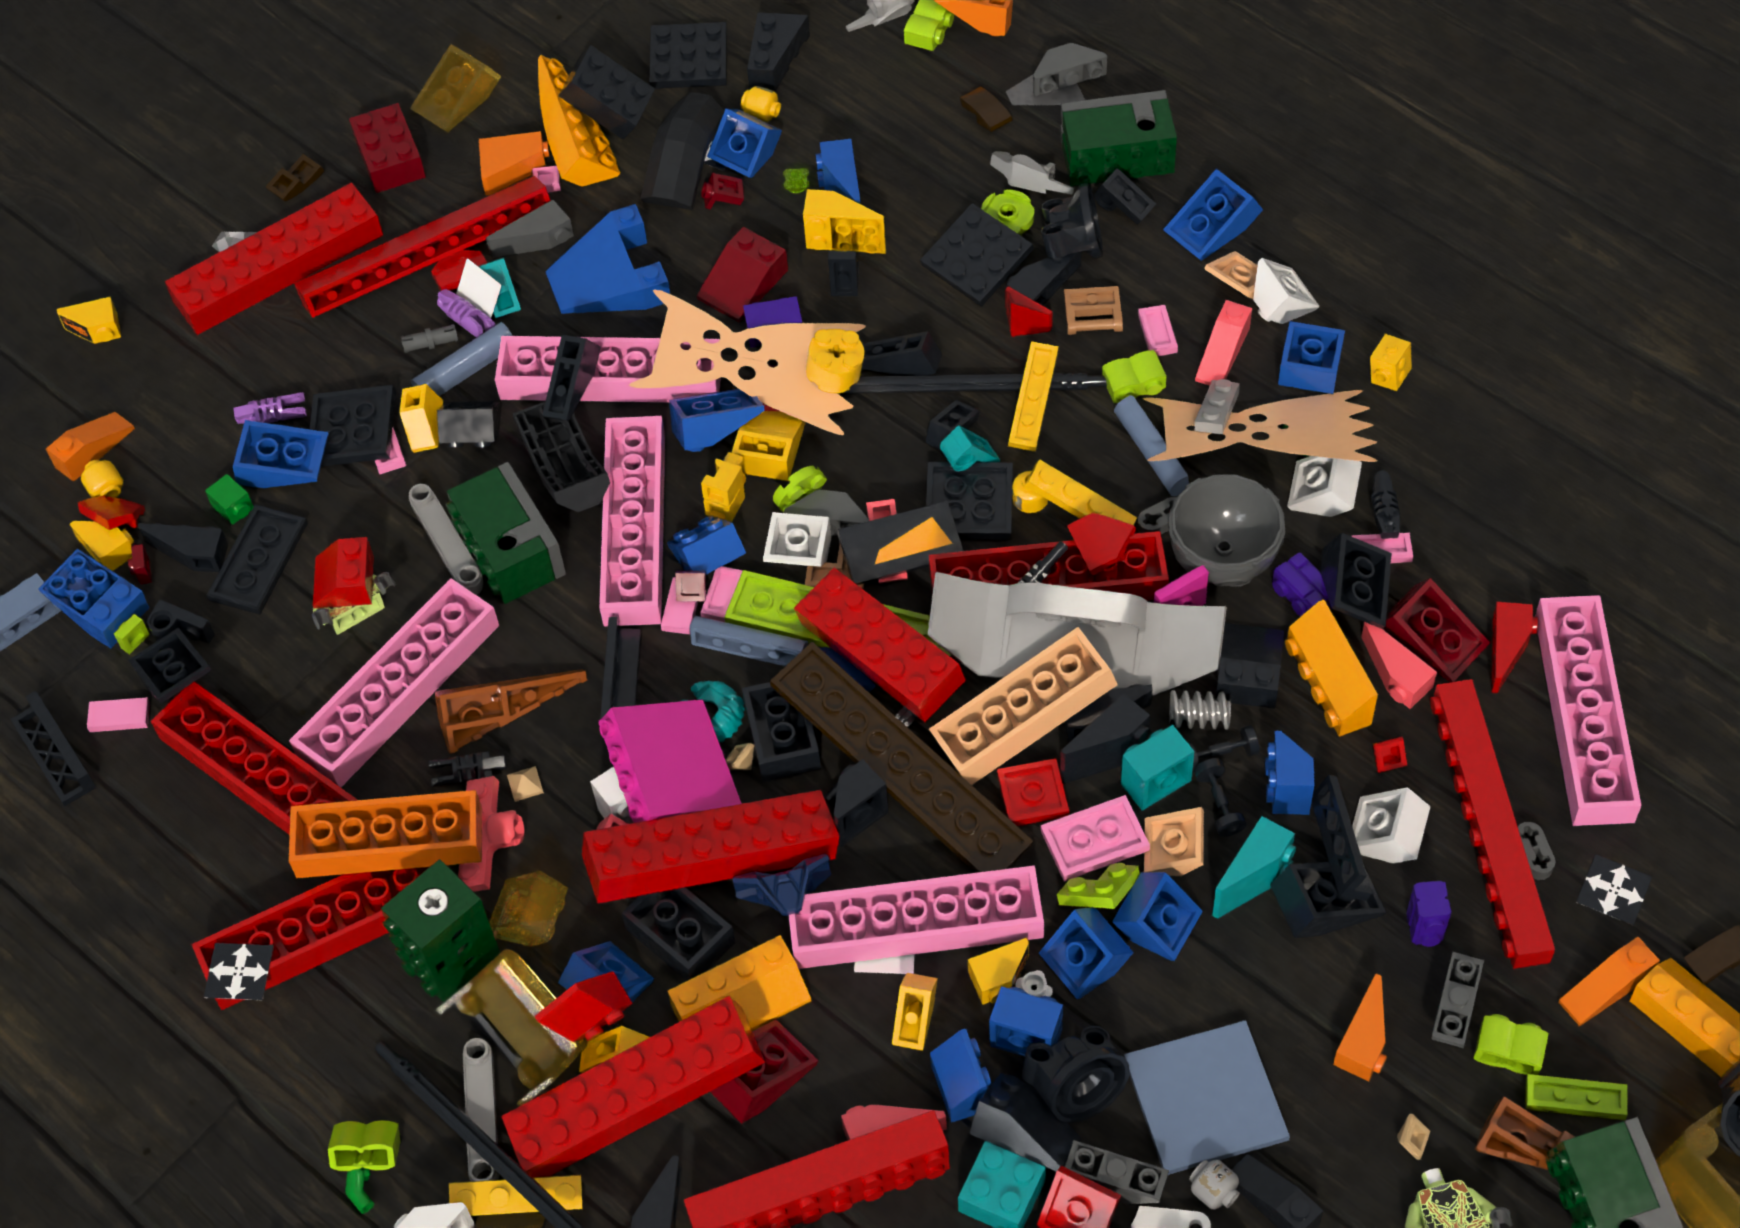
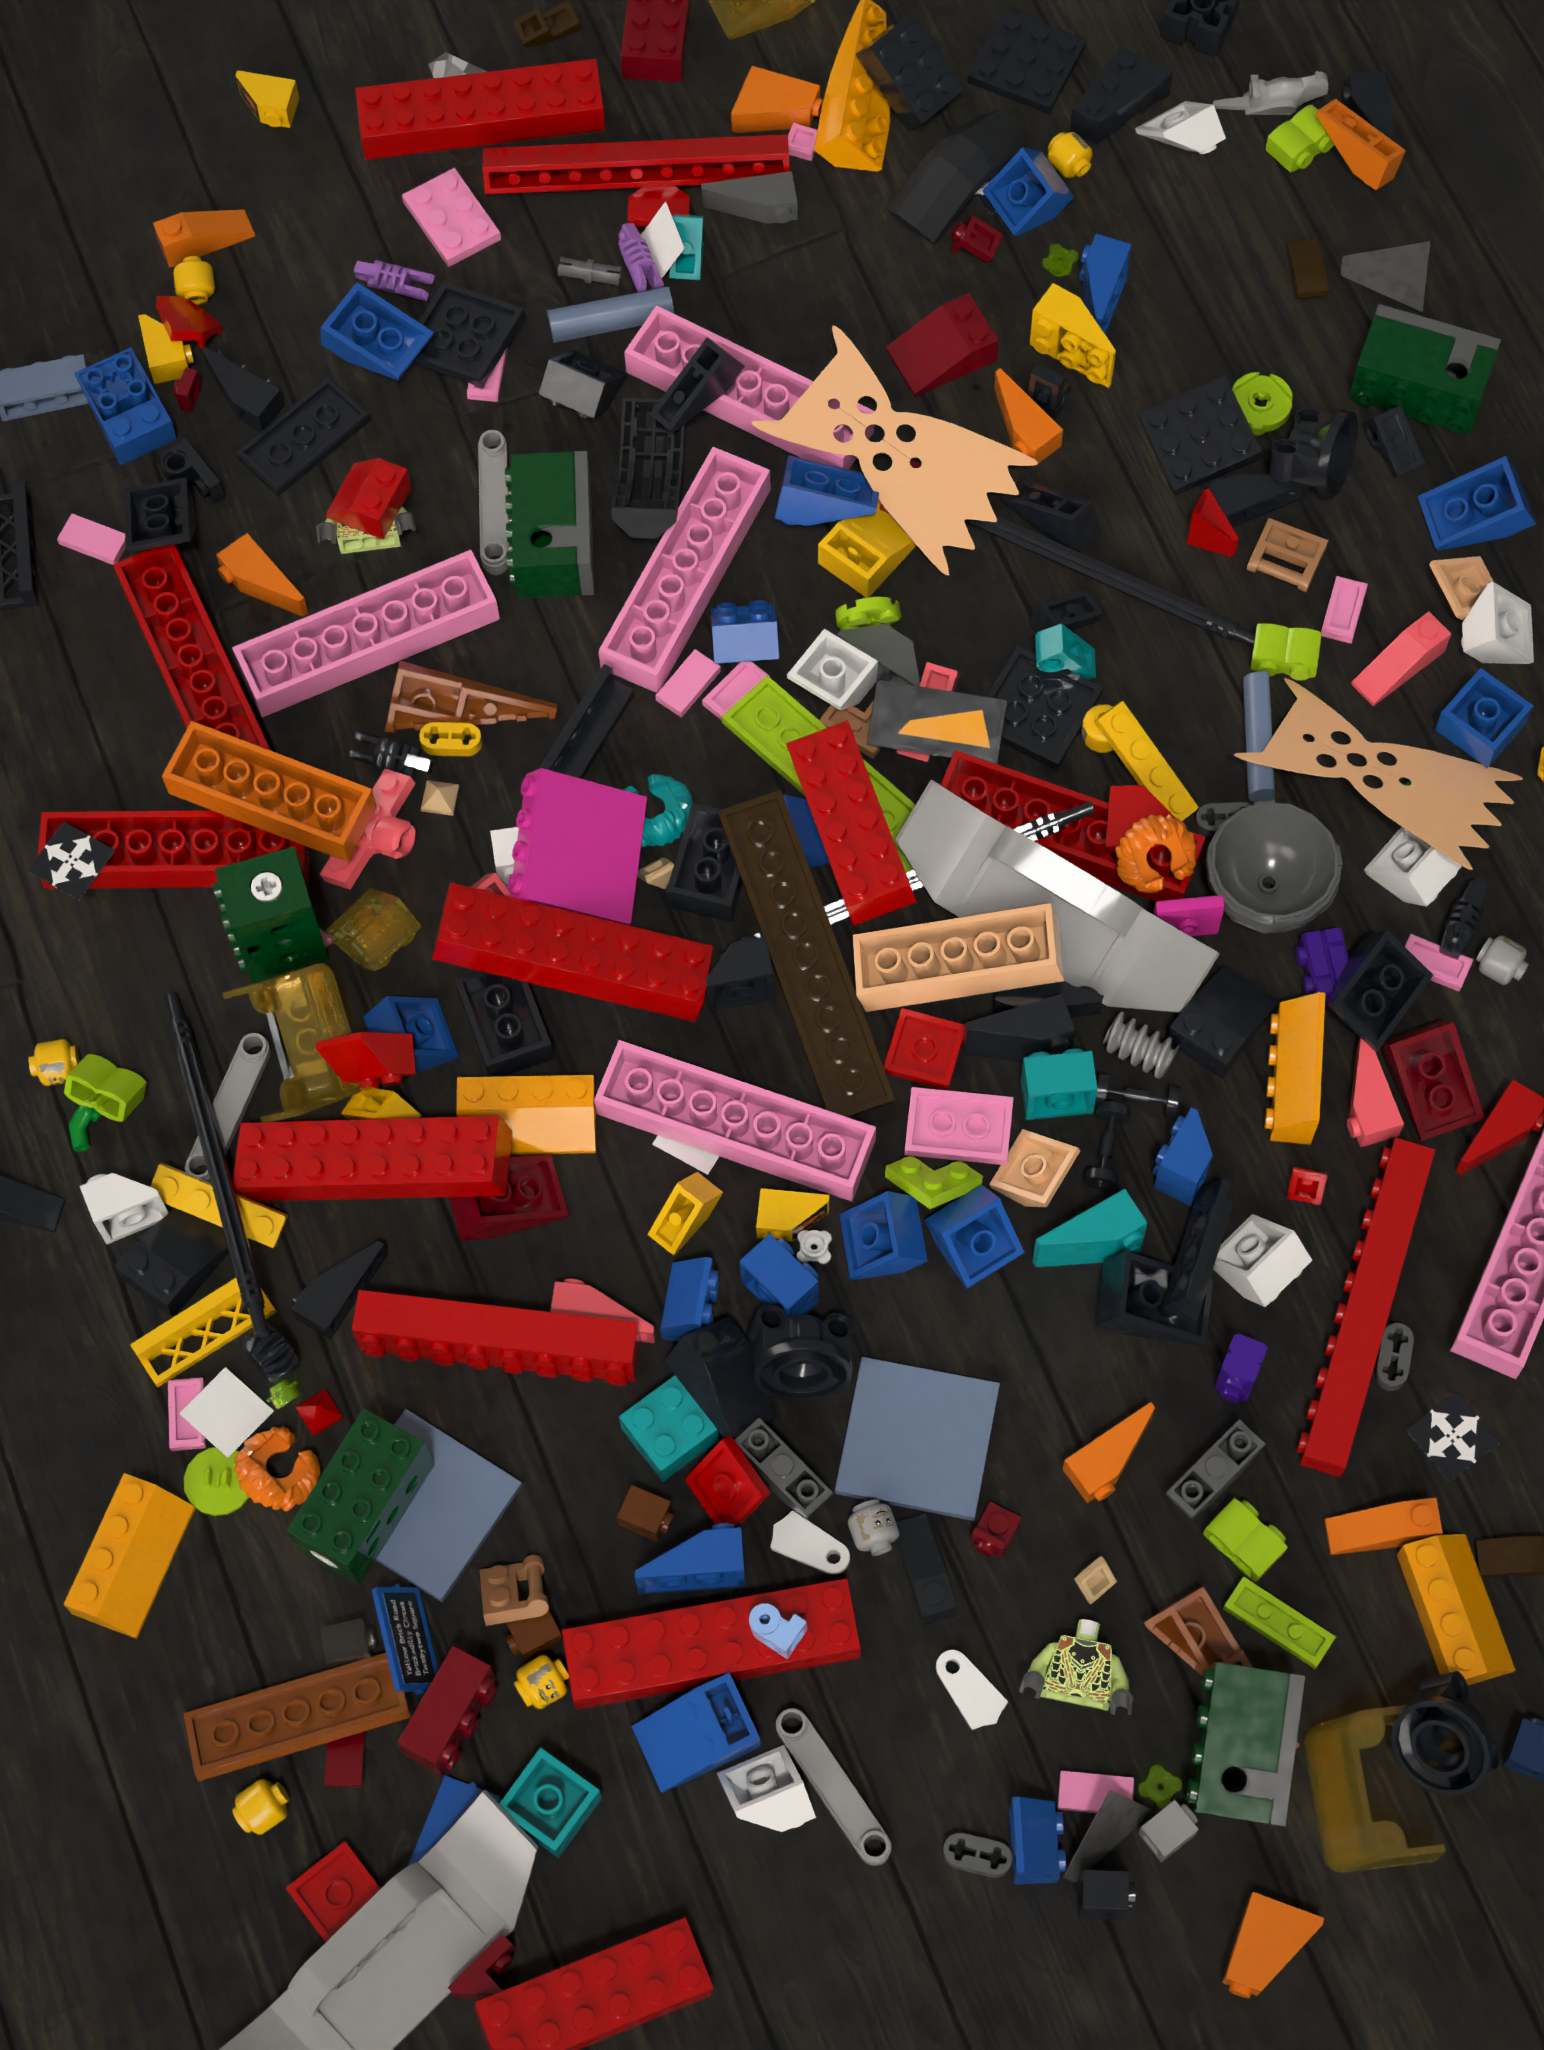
camera: 25 degrees right, 10 degrees up
(131, 634) = (143, 460): lime plate -> none
(229, 499) = (306, 359): green brick -> none
(279, 680) = (258, 576): none -> orange slope
(292, 347) = (451, 217): none -> bright pink plate
(306, 1147) = (53, 1061): none -> yellow head
(419, 417) = (531, 355): yellow slope -> none
(509, 734) = (450, 739): none -> yellow beam
(599, 273) = (796, 275): blue wedge -> none
(690, 586) = (703, 668): plate -> none
(725, 490) = (795, 581): yellow hips -> none
(745, 641) = (729, 752): sand blue brick -> none
(771, 313) = (948, 405): dark purple brick -> none
(785, 889) = (625, 1031): dark blue piece -> none
(835, 360) = (978, 489): yellow brick -> none
(836, 300) = (1026, 422): none -> orange slope
(838, 50) = (1186, 126): none -> white slope
(1027, 174) = (1306, 365): light grey animal -> none
(1033, 396) = (1165, 624): yellow plate -> none
(1068, 66) = (1421, 258): dark grey slope -> none
(1114, 557) = (1149, 832): none -> orange piece
(1217, 406) = (1350, 726): light grey plate -> none
(1311, 1139) = (995, 1531): none -> dark red bracket
(1431, 522) = (1502, 960): none -> light grey head

